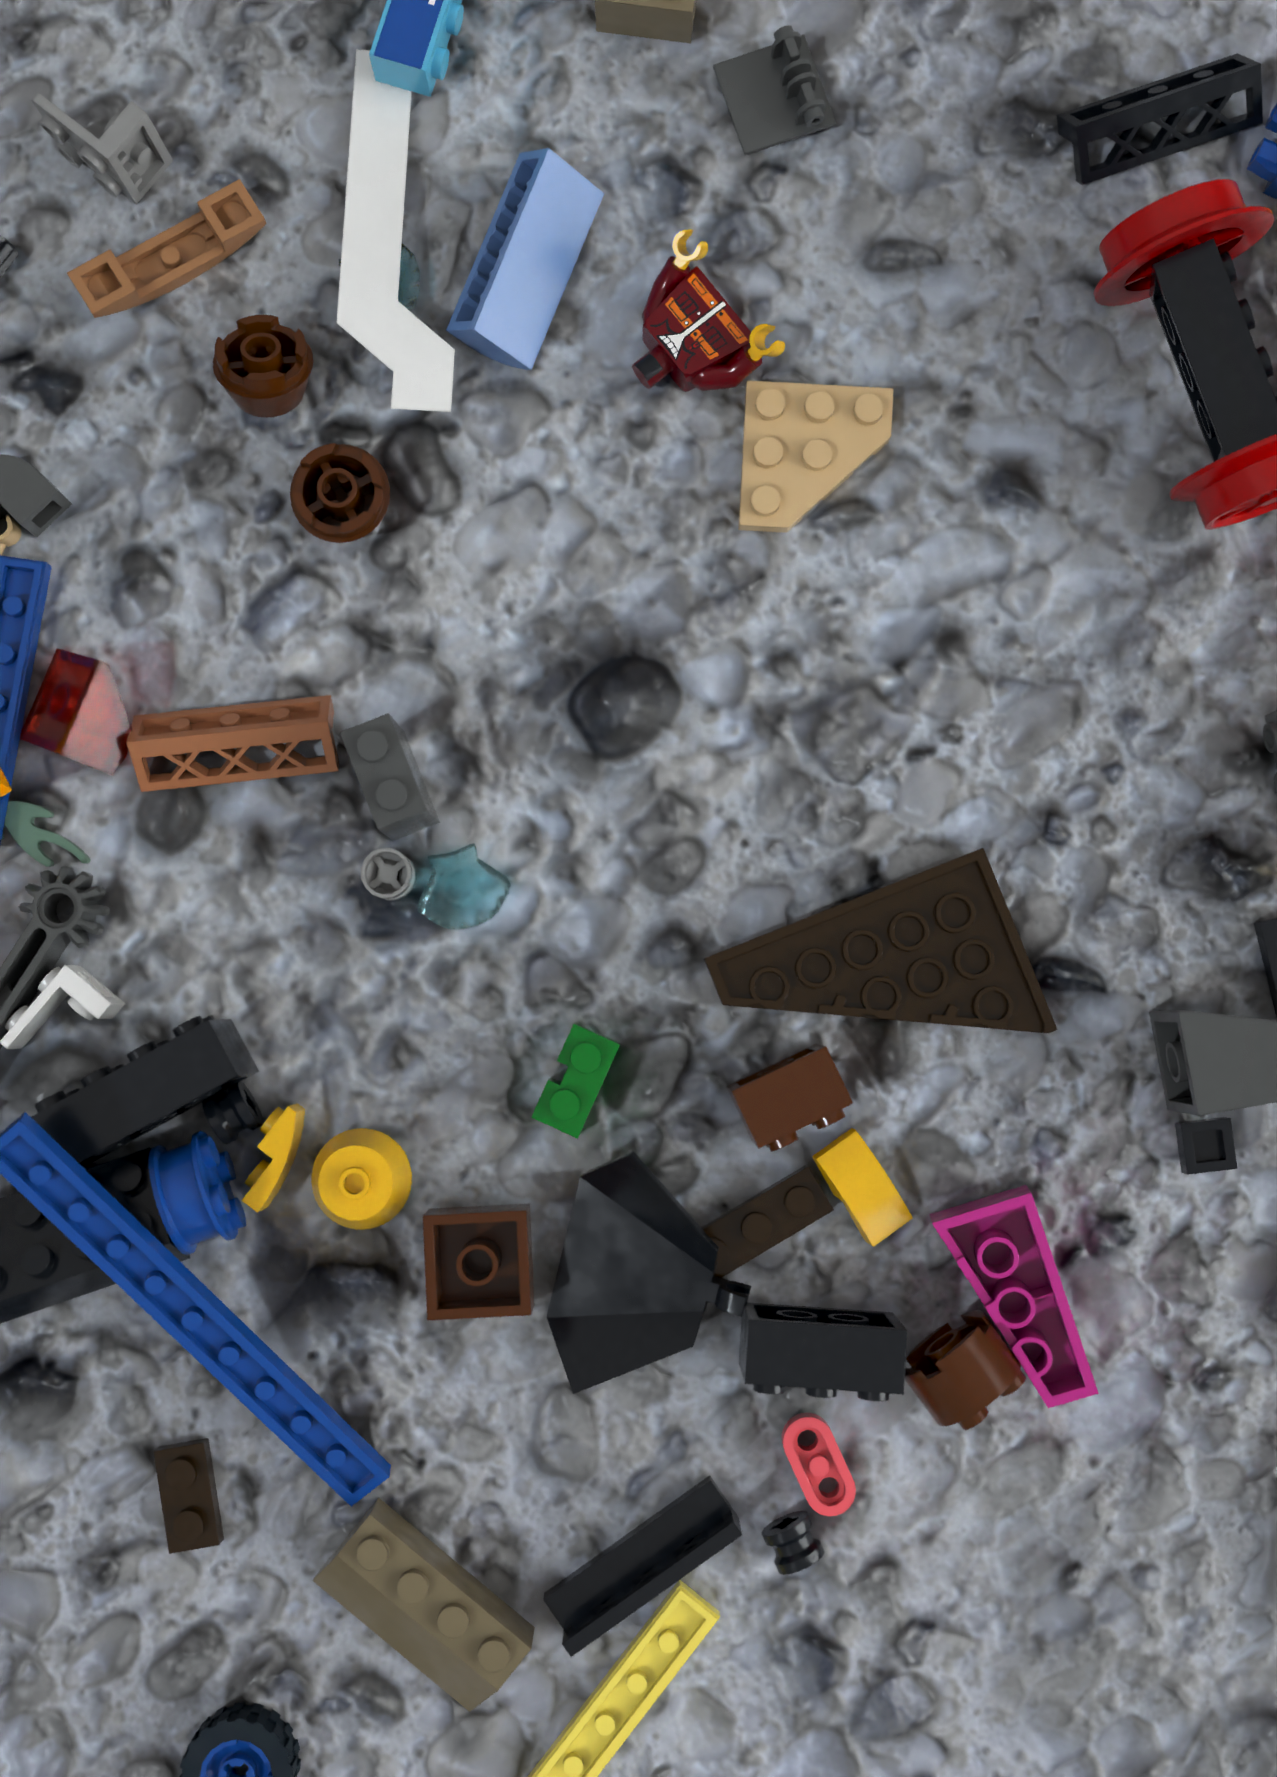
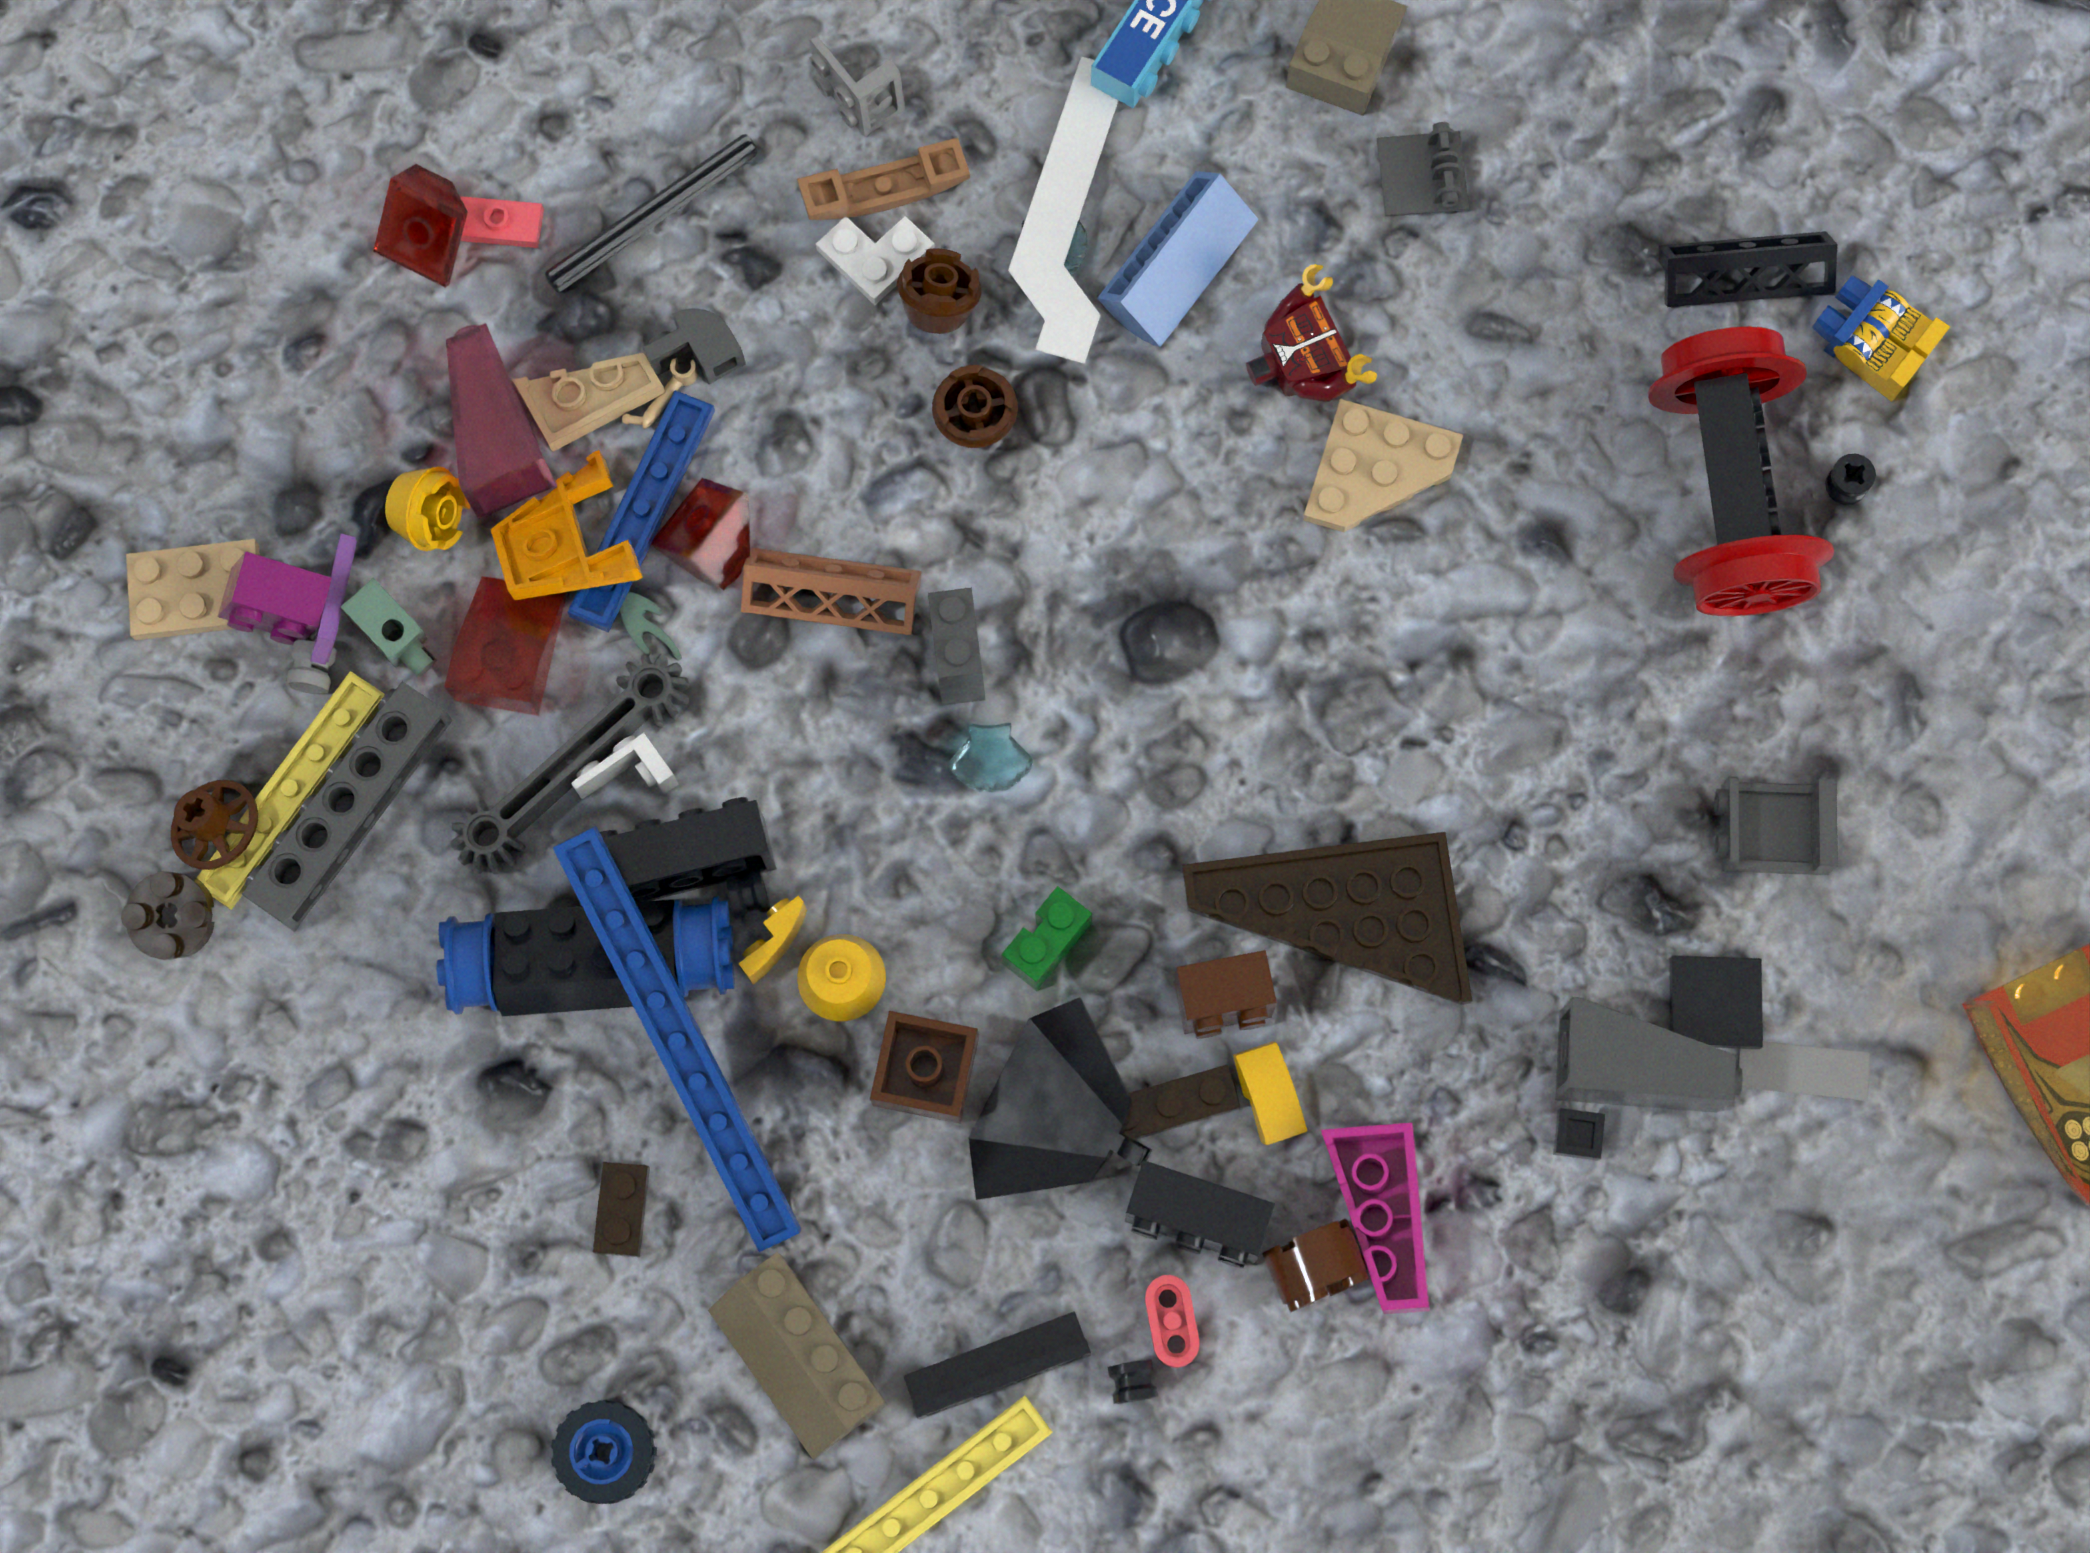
camera: 20 degrees right, 10 degrees down
(183, 352) = (871, 265): none -> white plate
(381, 871) = (929, 720): light grey wheel -> none

